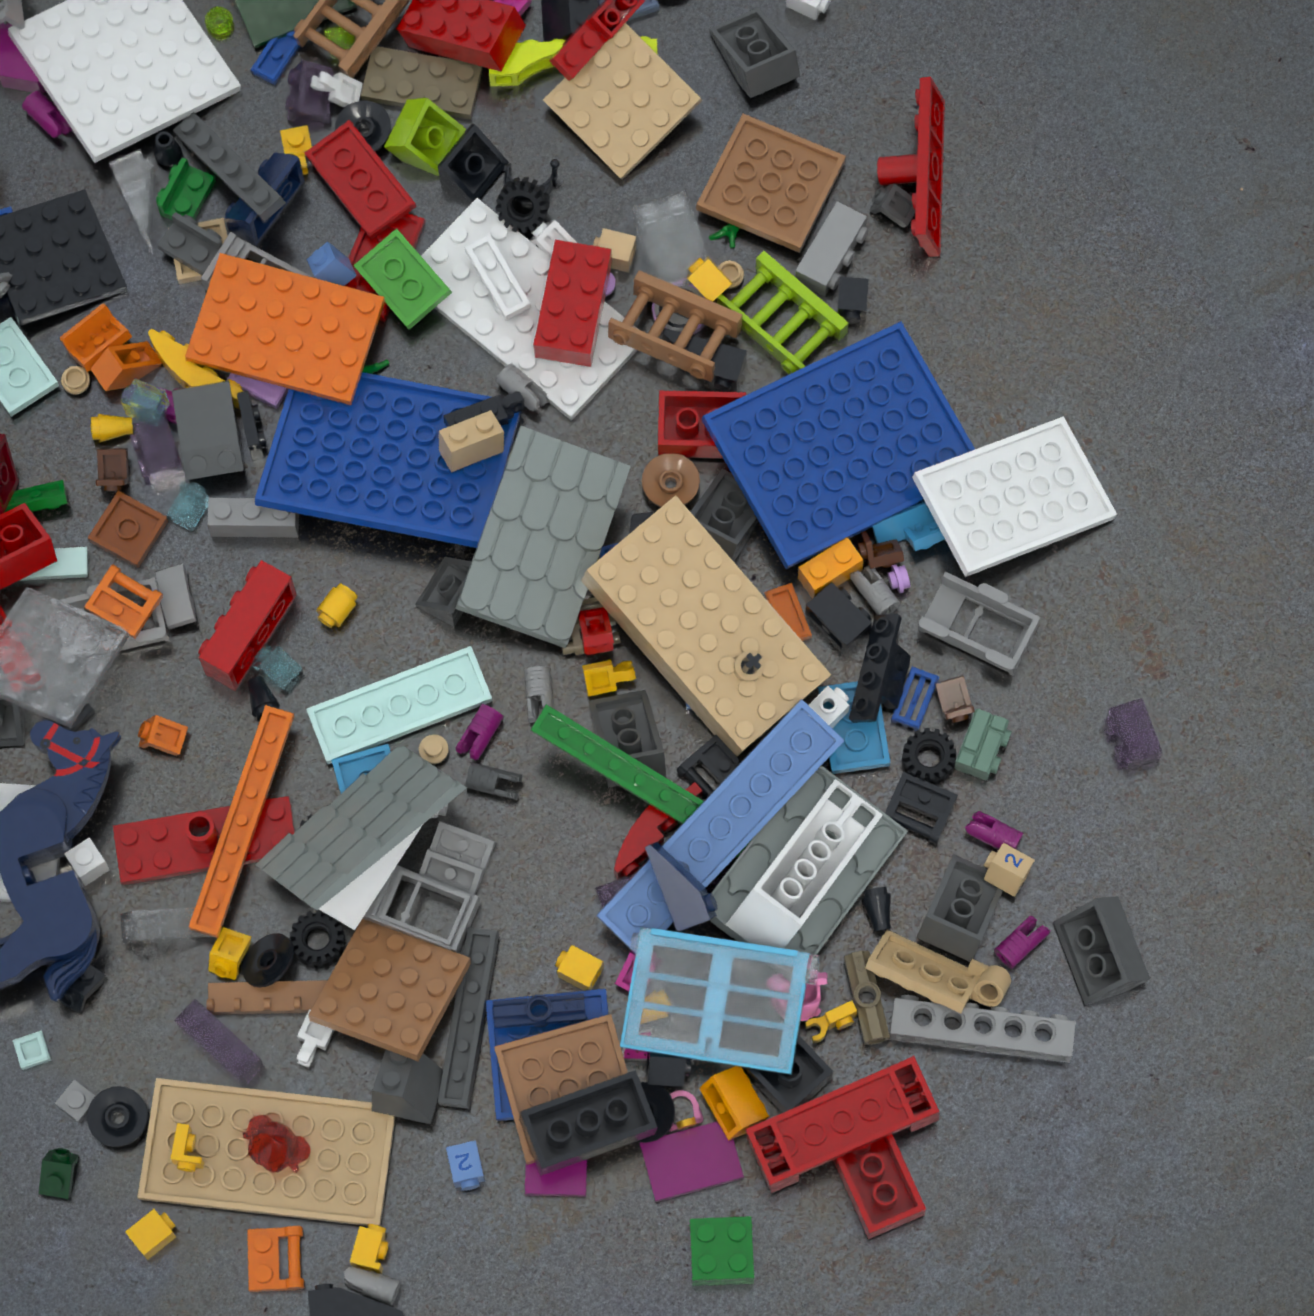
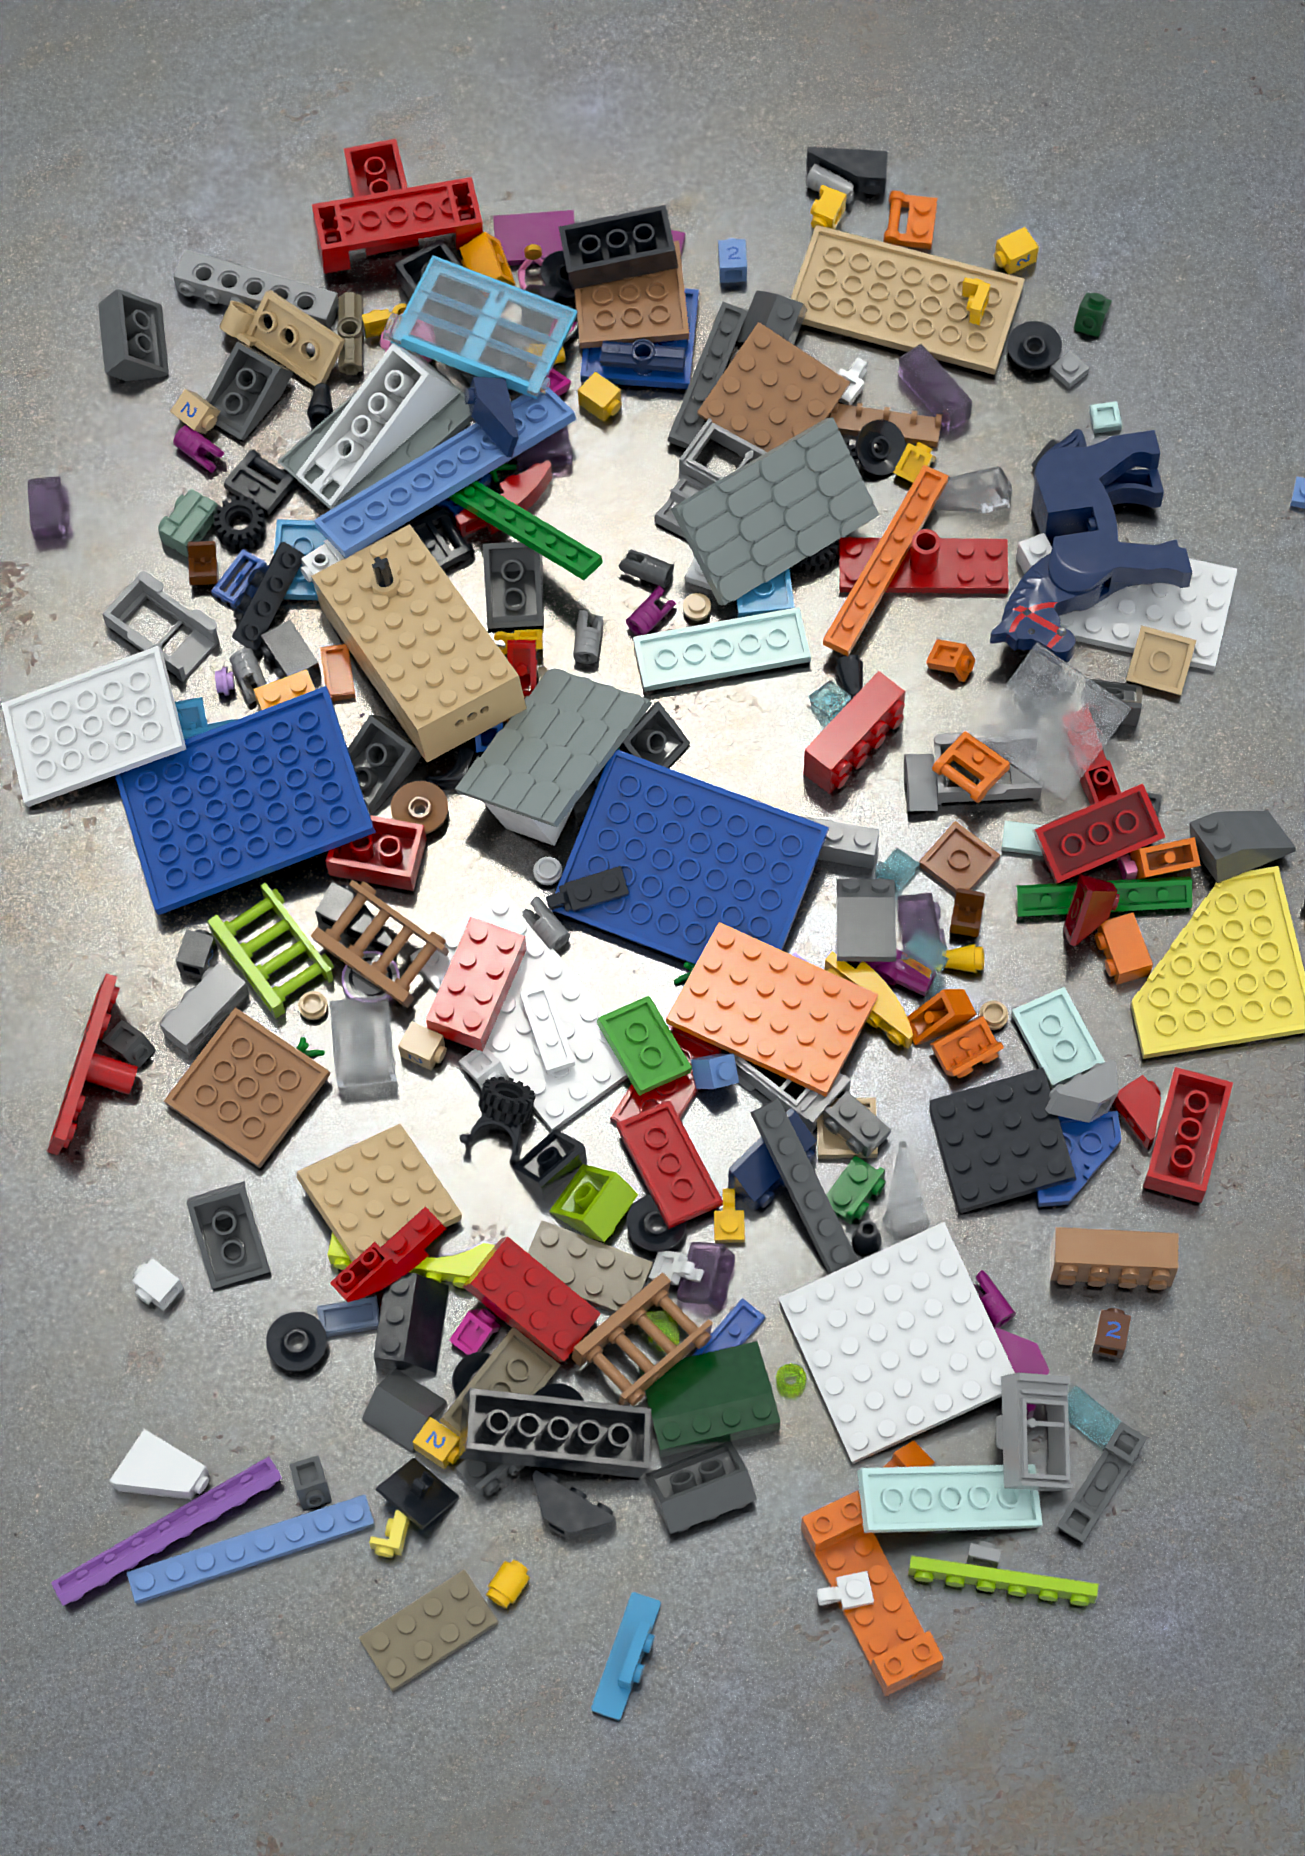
camera: 170 degrees left, 5 degrees down
(251, 415) = (820, 919): black plate -> none
(275, 1145) = (898, 291): clear red hair -> none
(336, 606) = (765, 746): yellow brick -> none
(471, 441) = (605, 852): tan brick -> none
(708, 278) = (334, 985): yellow brick -> none
(722, 1251) = (525, 159): green brick -> none
(880, 554) = (233, 705): reddish brown bracket -> none
(1017, 945) = (206, 353): magenta hinge -> none

